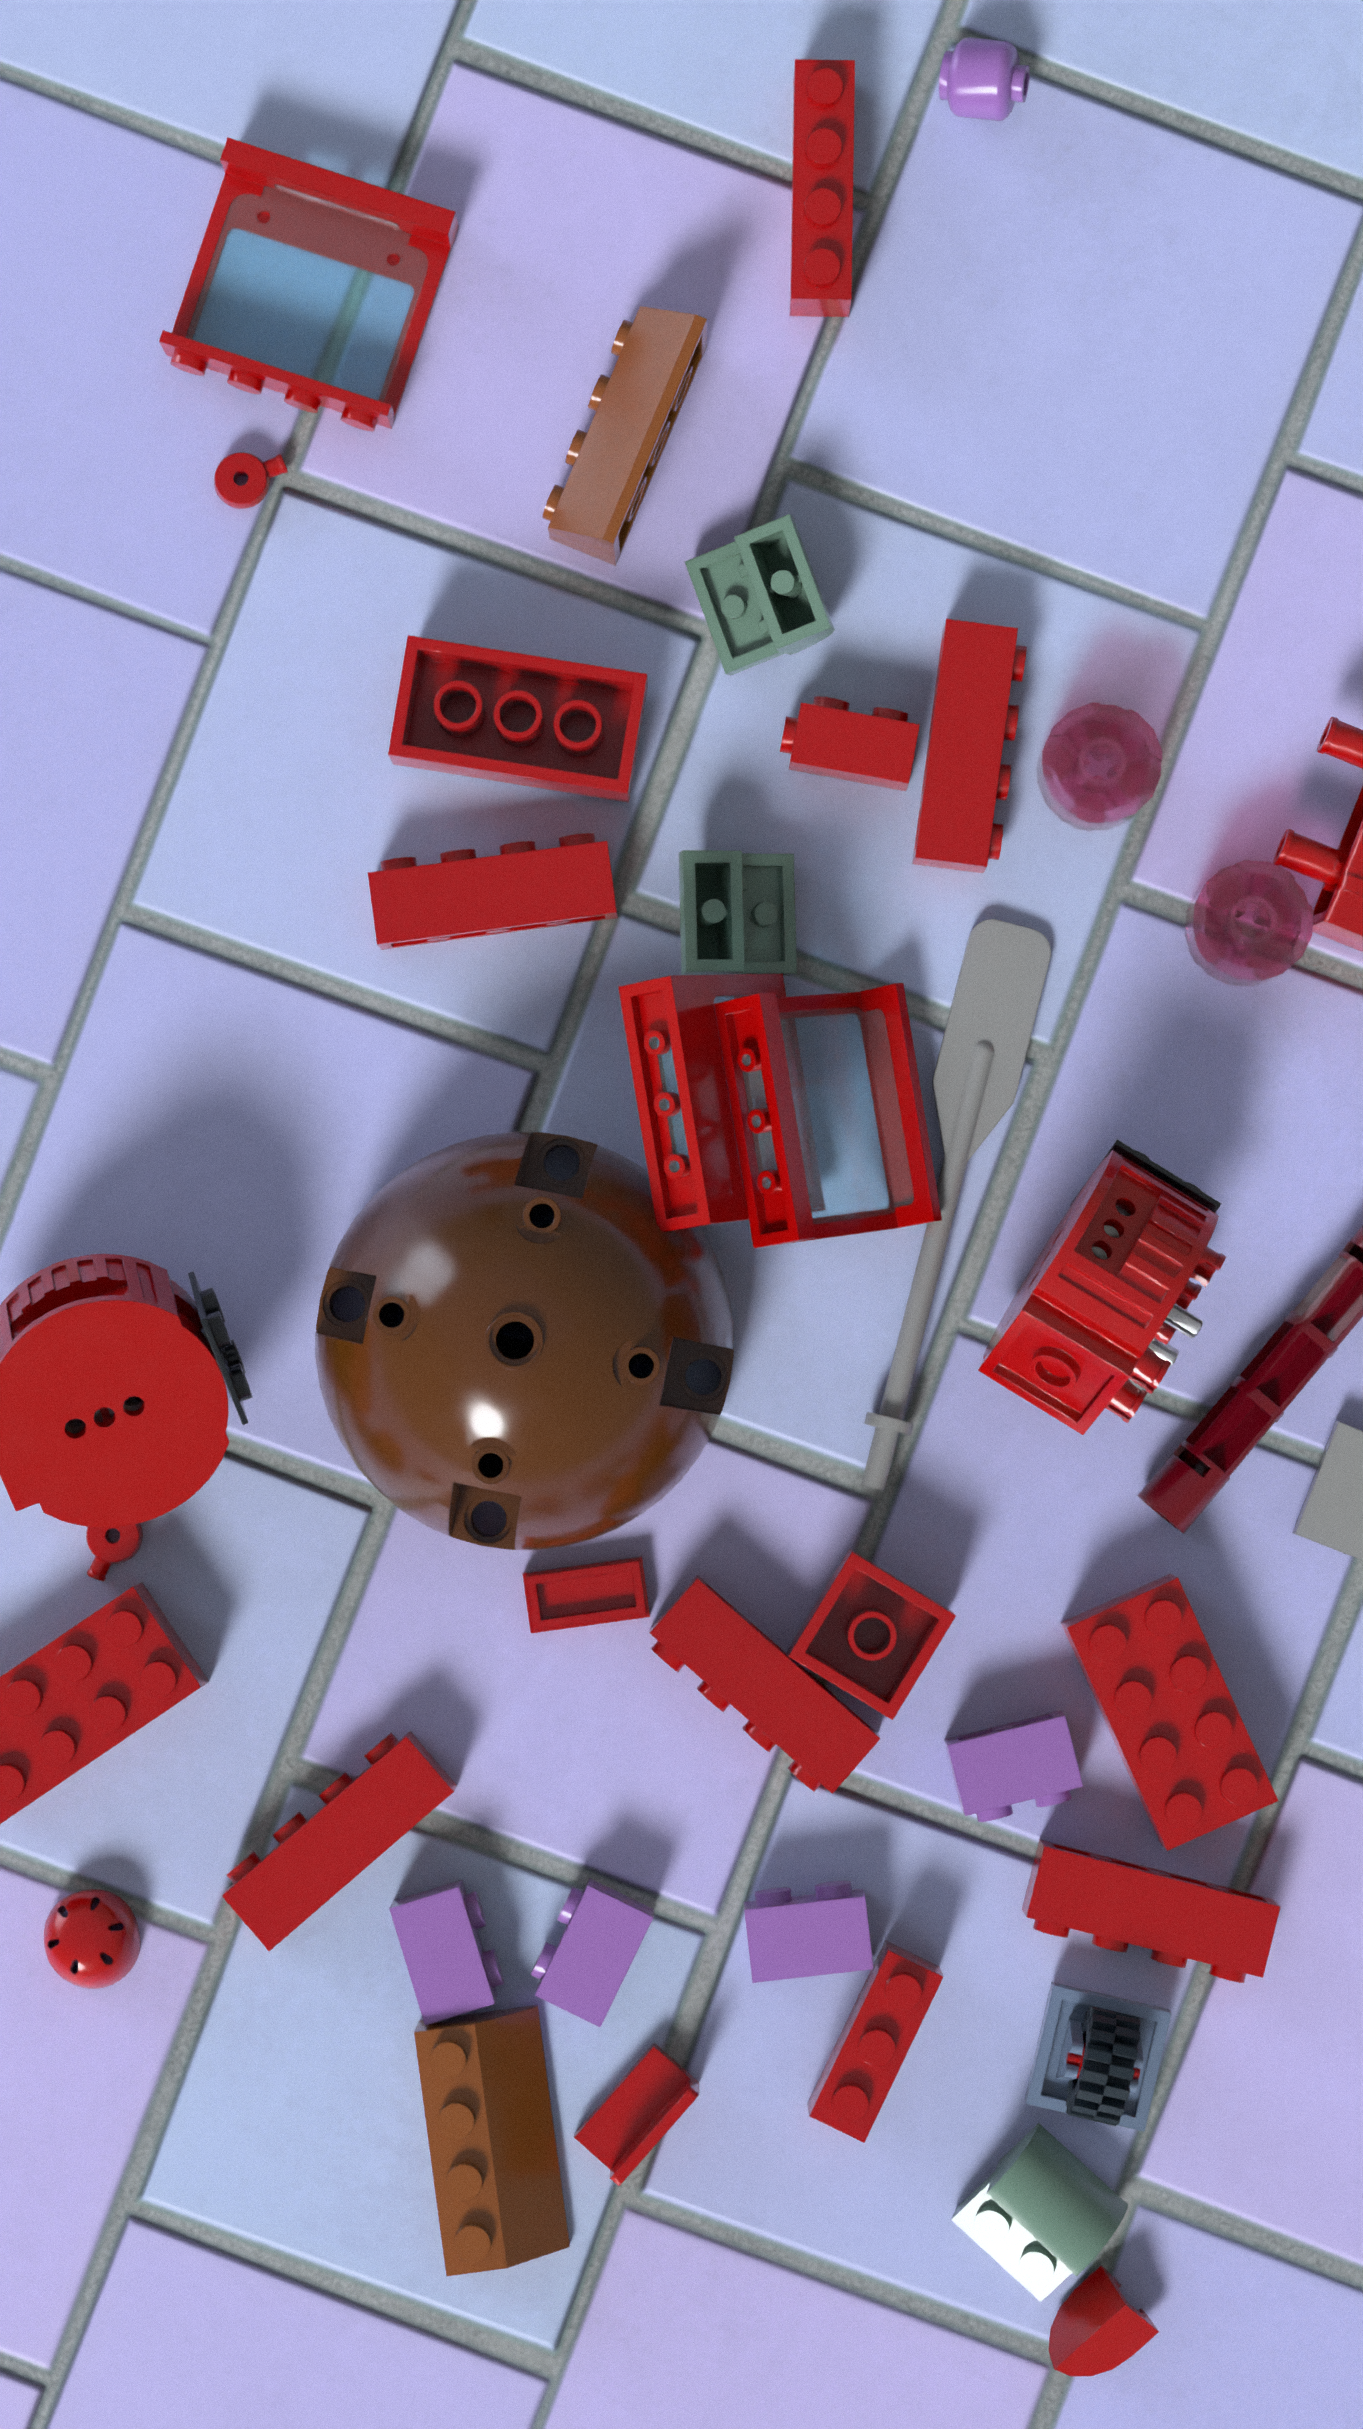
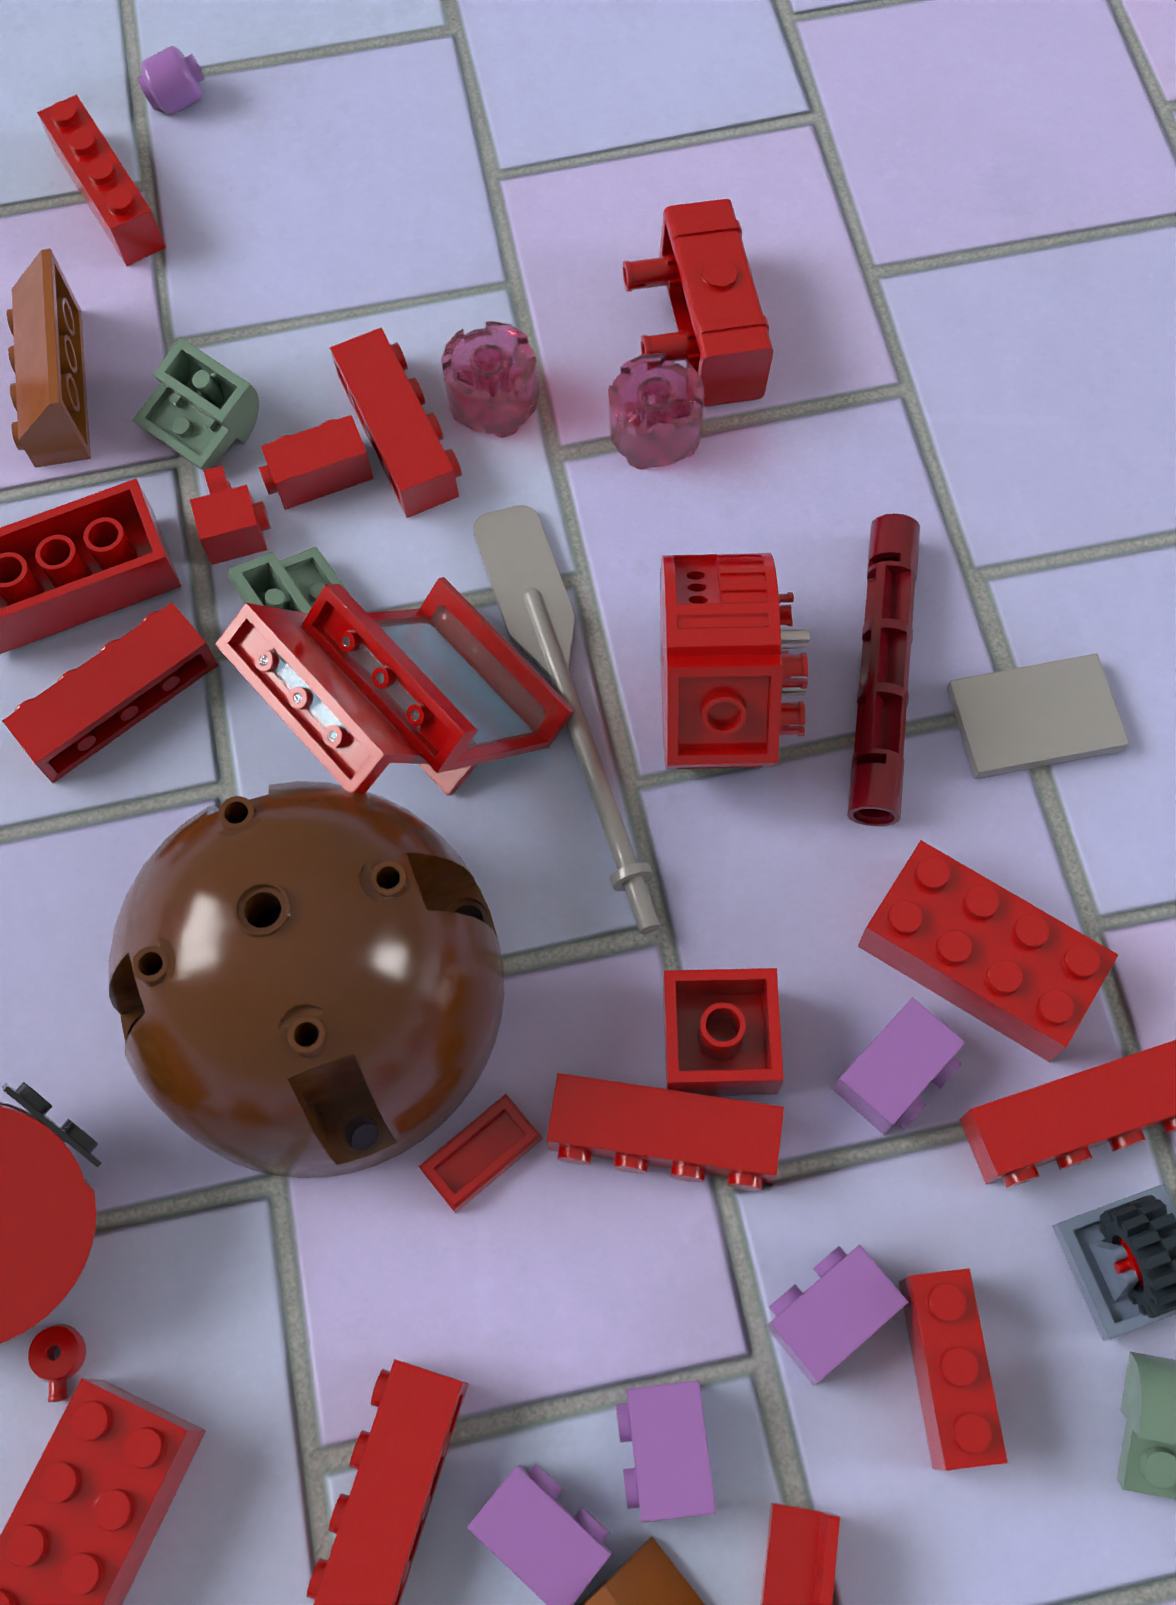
camera: 35 degrees left, 20 degrees down
(720, 762) = (229, 519): none -> red brick

